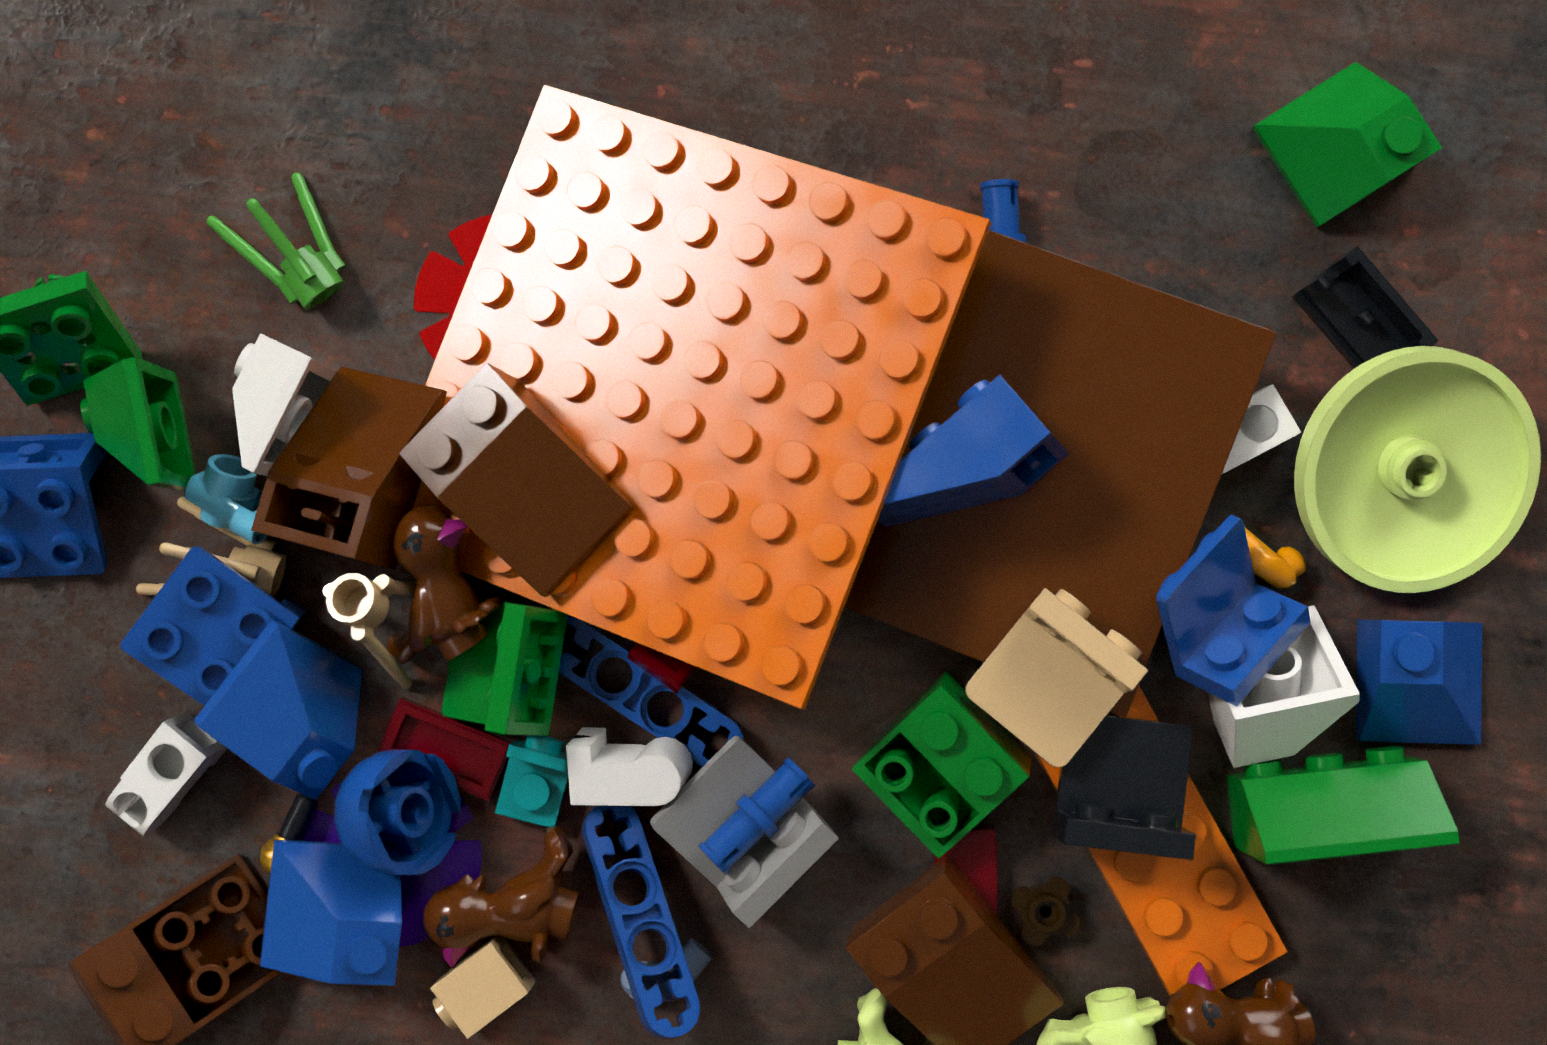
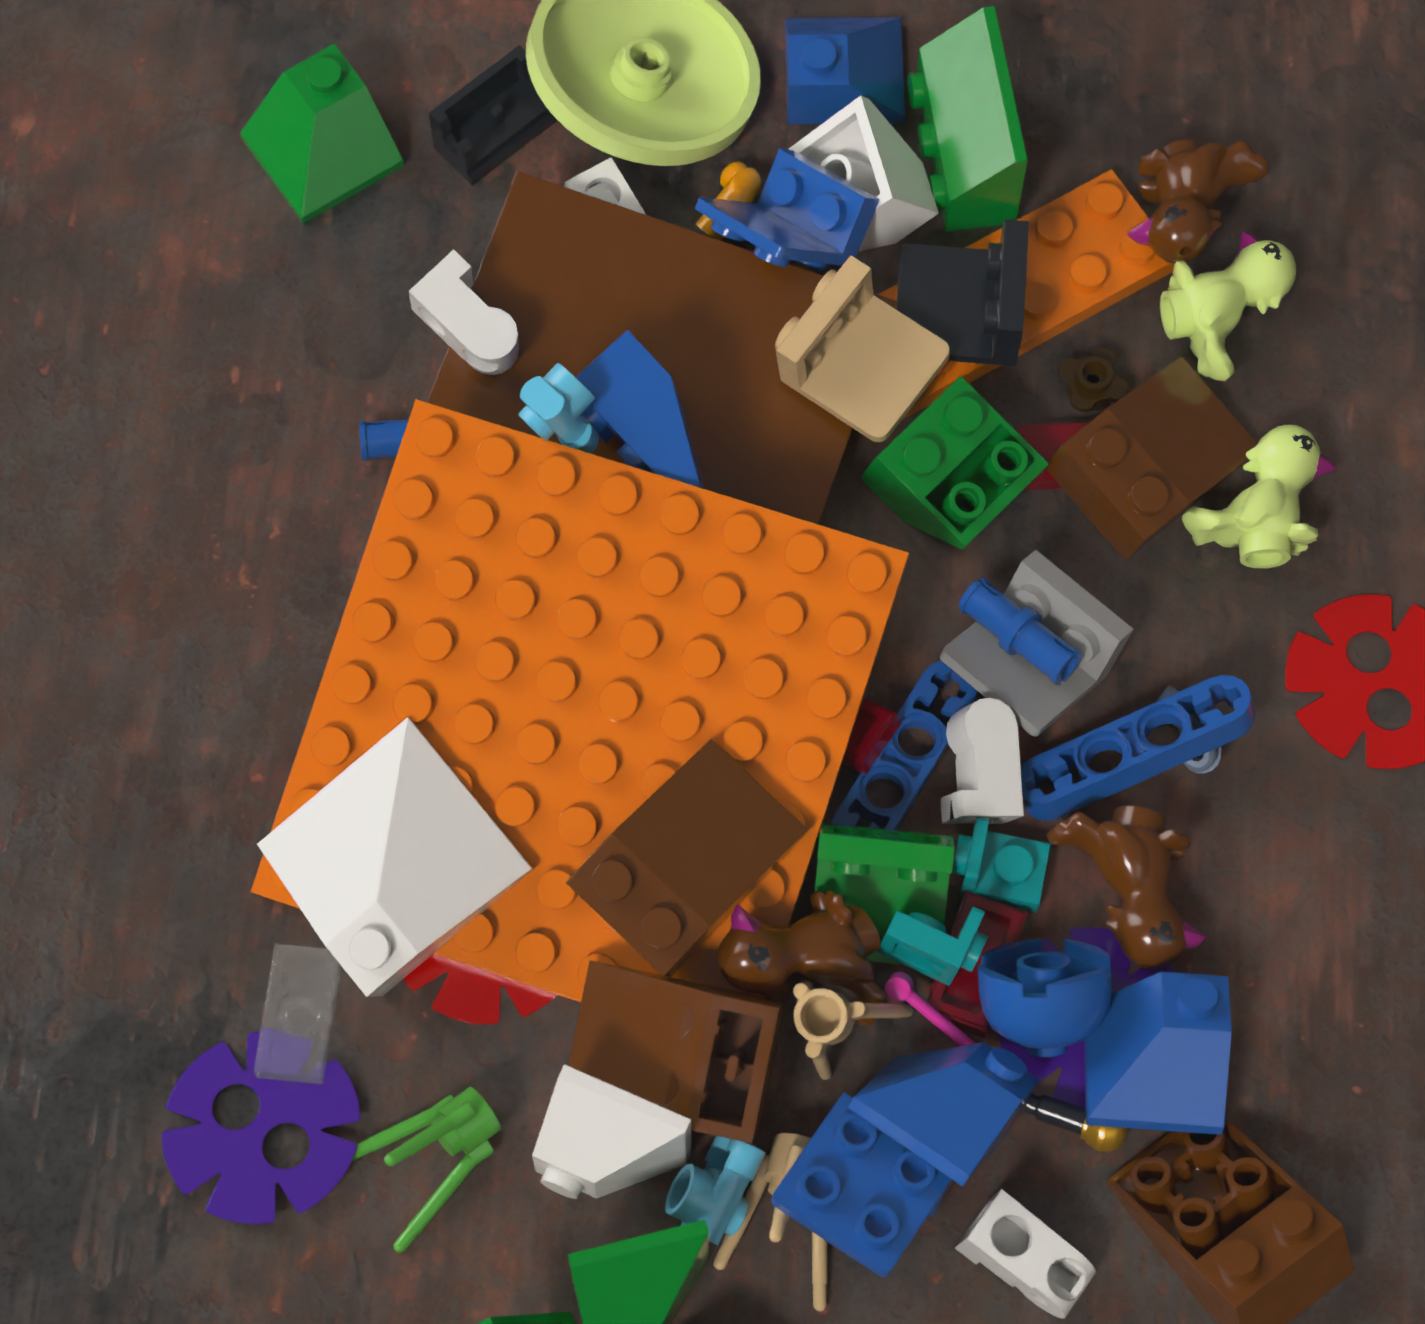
camera: 90 degrees left, 20 degrees down
(343, 144) = (247, 1180): none -> dark purple piece
(413, 678) = (900, 988): none -> dark pink hinge
(420, 128) = (298, 1014): none -> clear plate
(444, 700) = (925, 947): none -> teal bracket
(481, 986) = (1223, 906): tan brick -> none
(545, 207) = (392, 859): none -> white slope
(966, 361) = (556, 407): none -> medium azure plate
(1104, 273) = (476, 332): none -> white leg

